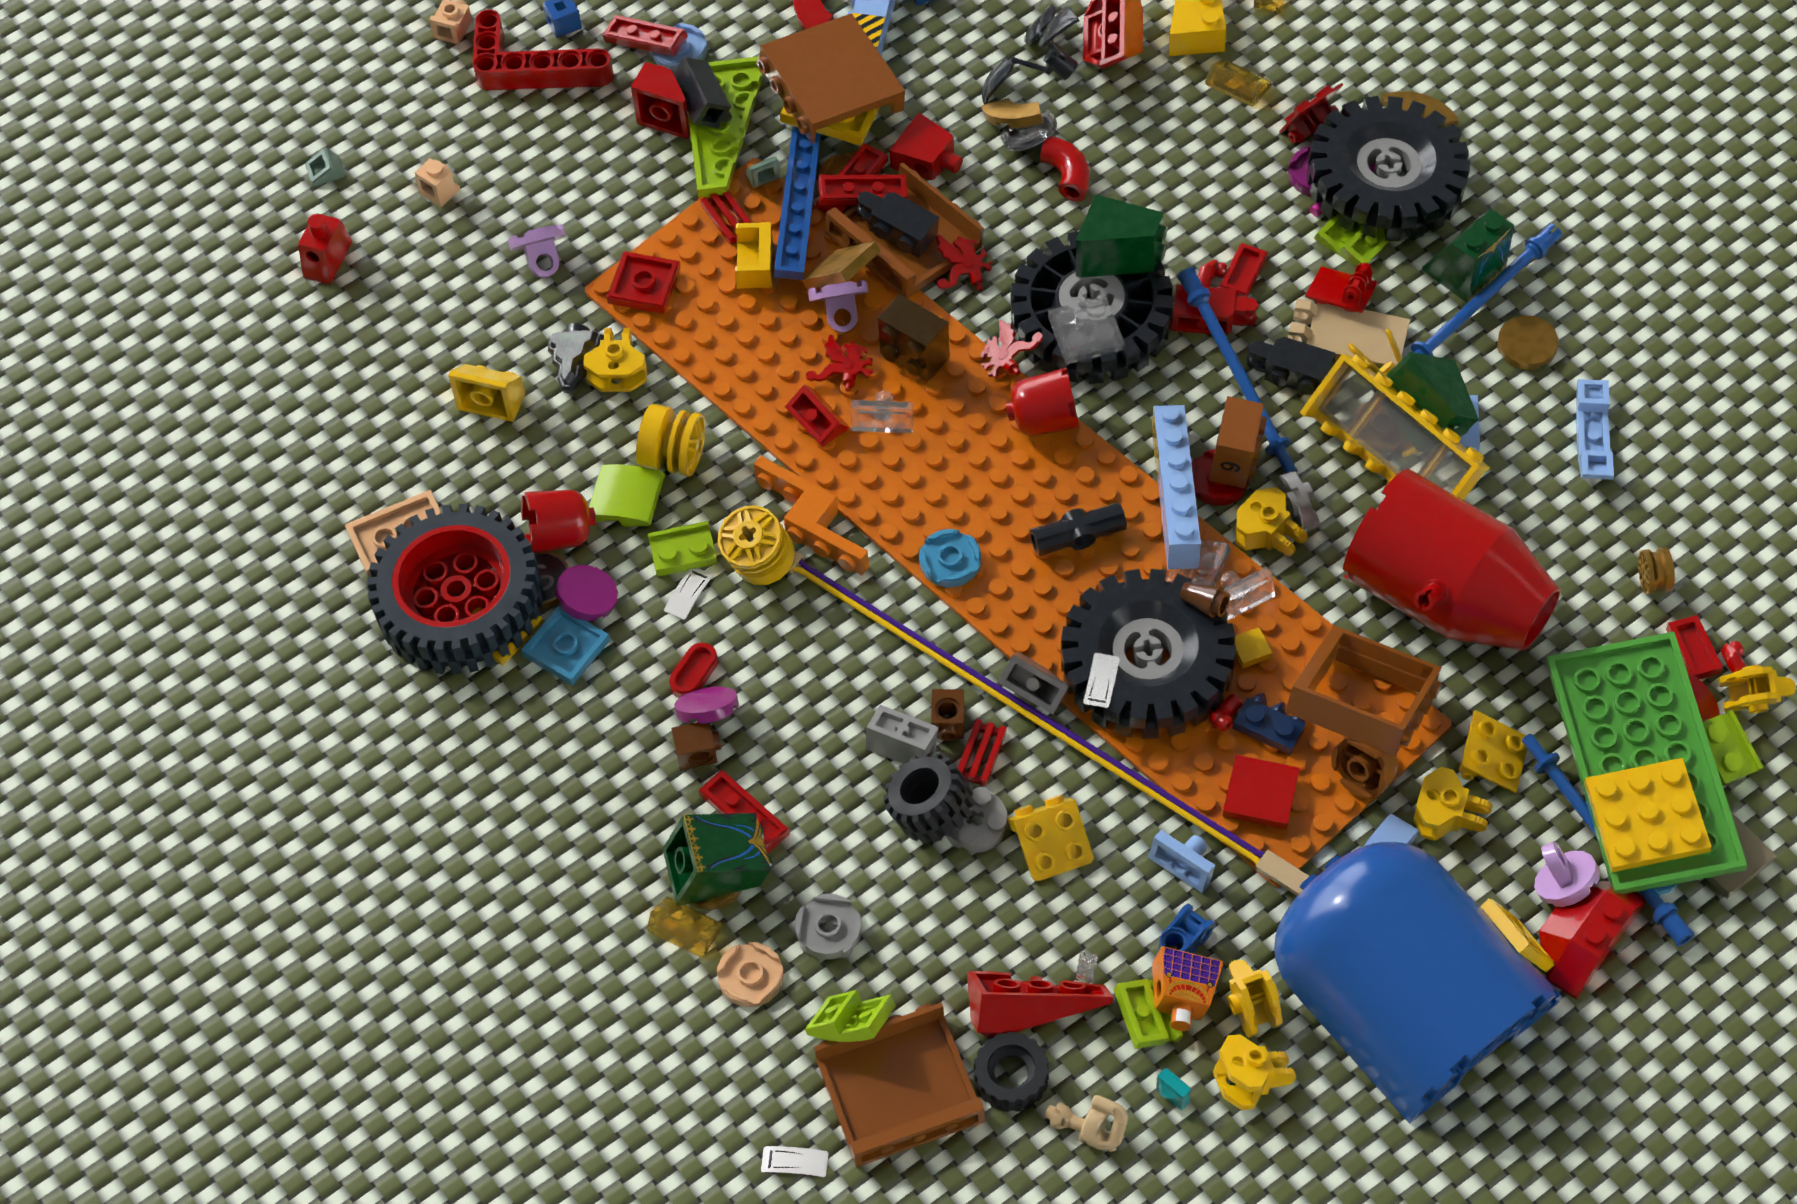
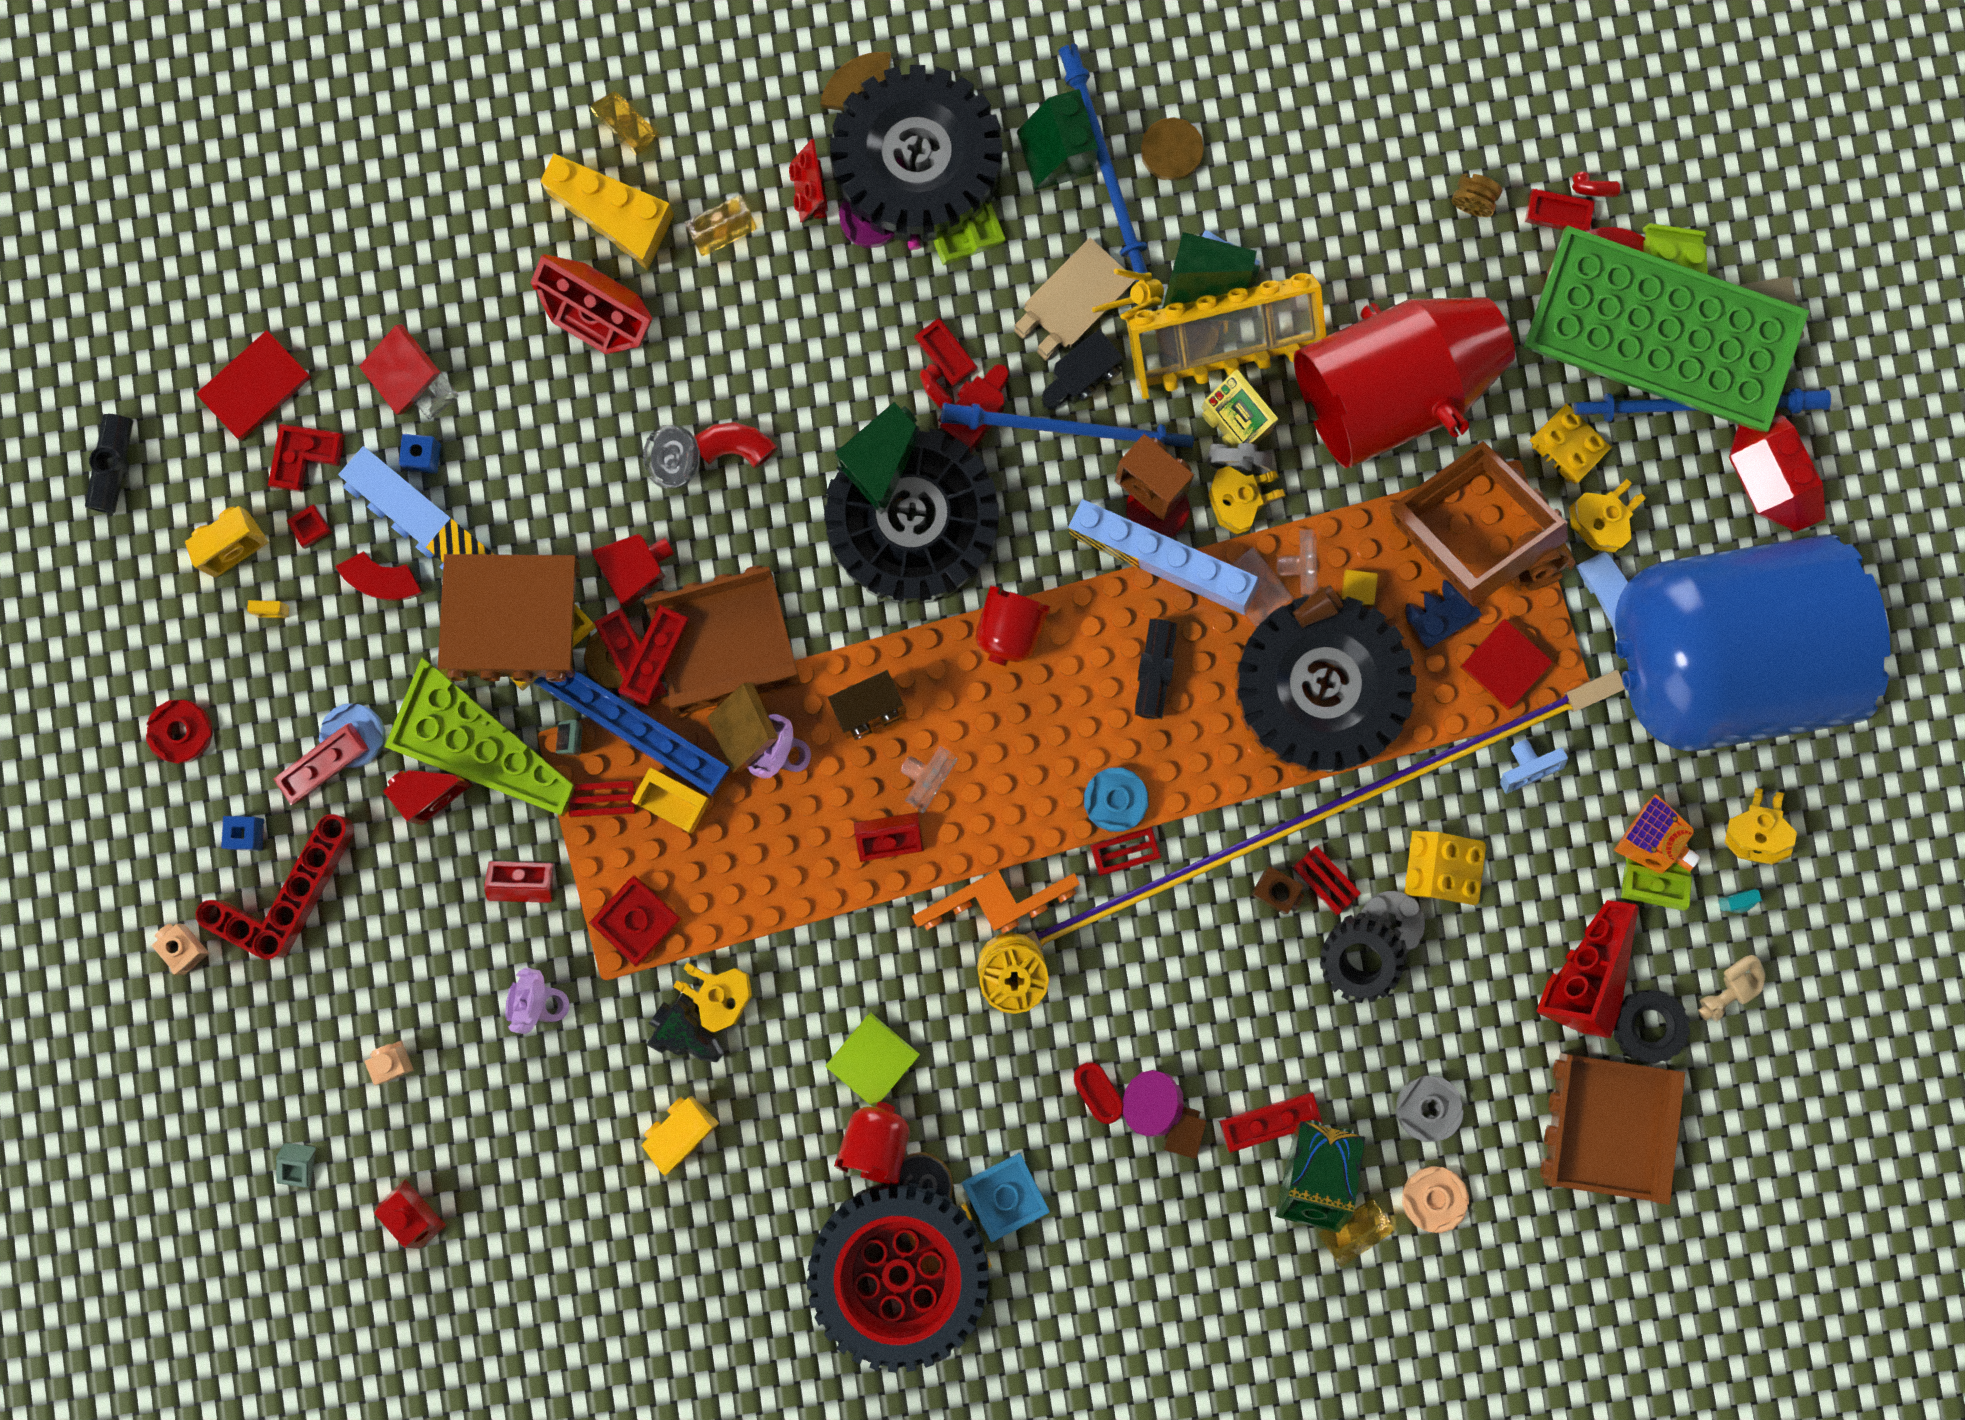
camera: 65 degrees left, 25 degrees up
(371, 530) = (785, 1304): light nougat wing -> none
(586, 592) = (965, 1152): magenta tile -> none
(629, 201) = (519, 881): none -> red slope
(670, 440) = (846, 991): yellow wheel -> none
(682, 548) = (959, 1036): lime plate -> none
(687, 592) = (1007, 1053): white sticker -> none
(703, 93) = (445, 751): black brick -> none
(794, 1160) = (1629, 1251): white sticker -> none
(847, 366) = (848, 778): red piece -> none
(849, 1018) = (1538, 1139): lime slope -> none
(898, 221) = (715, 643): black hinge -> none
(899, 735) = (1279, 944): light grey hinge -> none
(903, 600) = (1151, 844): none -> red tile
(966, 262) = (792, 602): red piece -> none
(1004, 356) = (924, 625): piece -> none
(1012, 113) = (644, 462): pearl gold tile -> none
(1033, 682) = (1292, 800): flat silver slope -> none
(1055, 59) = (601, 376): black plant -> none
(1086, 330) = (951, 540): clear plate -> none
(1086, 967) = (1588, 909): clear bush -> none
(1101, 680) = (1345, 746): clear sticker -> none
(1187, 930) = (1603, 806): blue piece -> none
(1222, 715) = (1421, 659): red arm -> none
(1253, 997) = (1696, 787): yellow hinge -> none
(1338, 485) = (1238, 412): none -> light yellow slope
(1343, 289) = (1023, 276): red hinge -> none
(1518, 935) = (1765, 536): yellow tile -> none
(1565, 876) = (1727, 460): lavender tile -> none
(1593, 429) = (1302, 156): light blue slope -> none
(1647, 815) = (1722, 361): yellow plate -> none
(1755, 689) = (1640, 192): yellow hinge -> none

